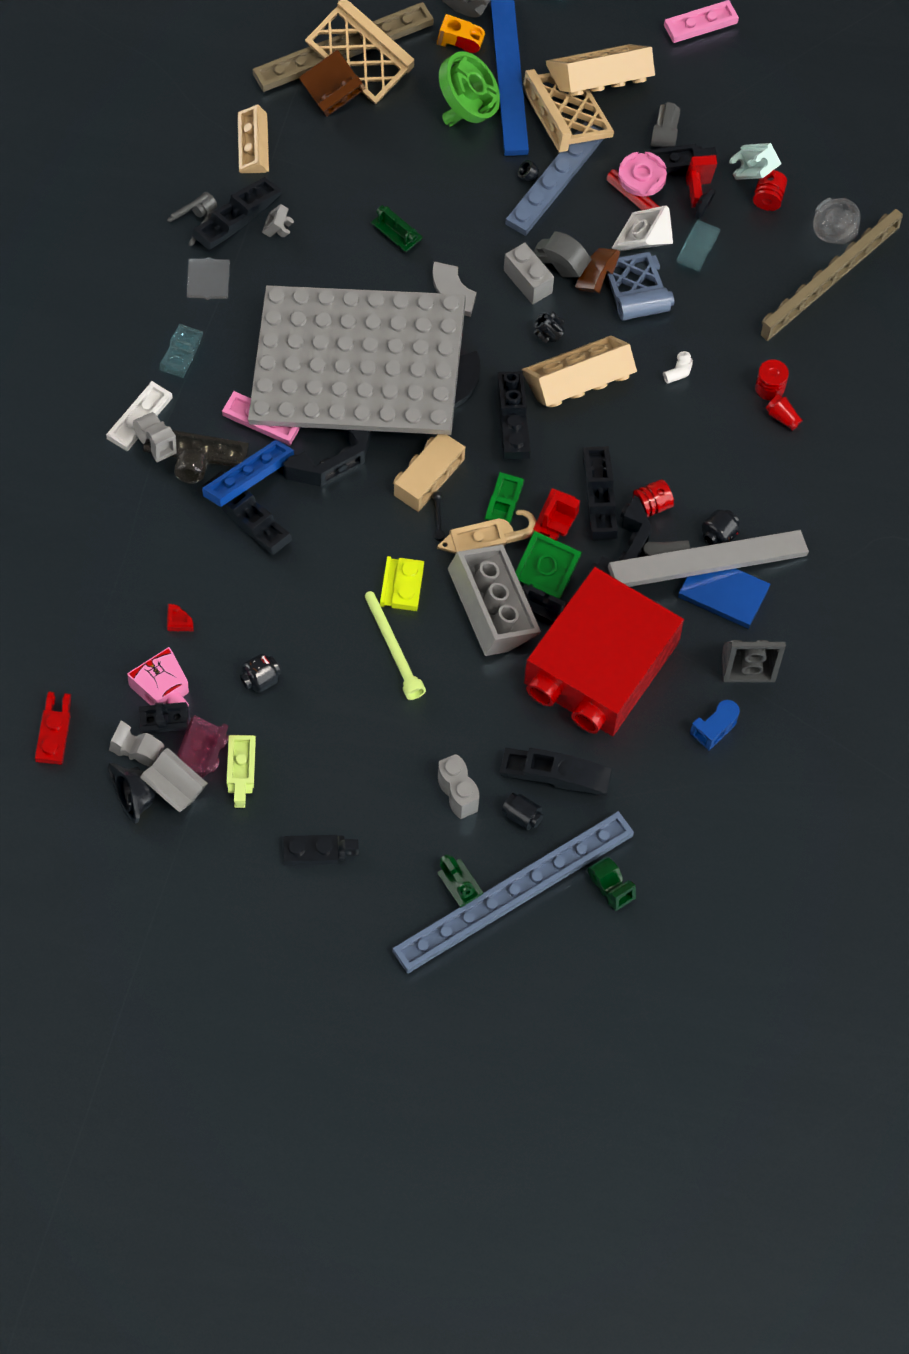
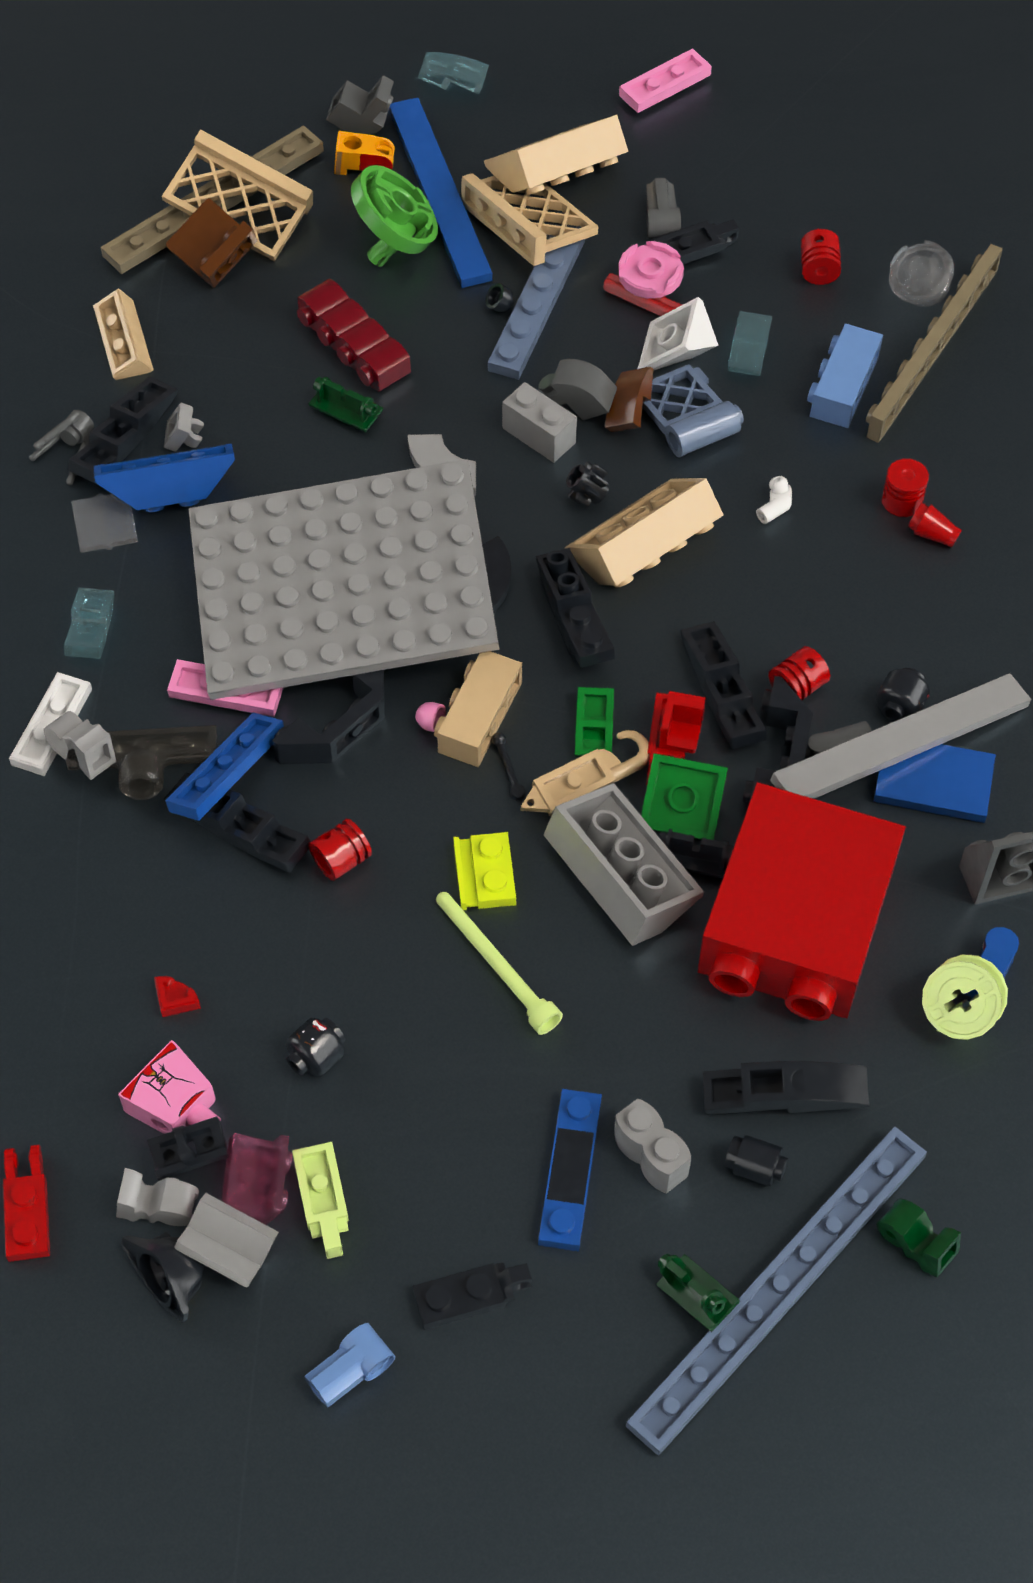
camera: 10 degrees left, 5 degrees down
(238, 871) = (360, 1358): none -> medium blue piece
(257, 257) = (166, 478): none -> blue wedge
(309, 547) = (340, 849): none -> red piece
(393, 468) = (429, 714): none -> bright pink hinge
(403, 789) = (570, 1170): none -> plate
(416, 177) = (354, 335): none -> dark red brick
(692, 753) = (967, 1017): none -> yellowish green piece
(701, 172) = (725, 256): red piece -> none
(755, 160) = (792, 223): light aqua hinge -> none
(758, 285) = (844, 375): none -> medium blue brick

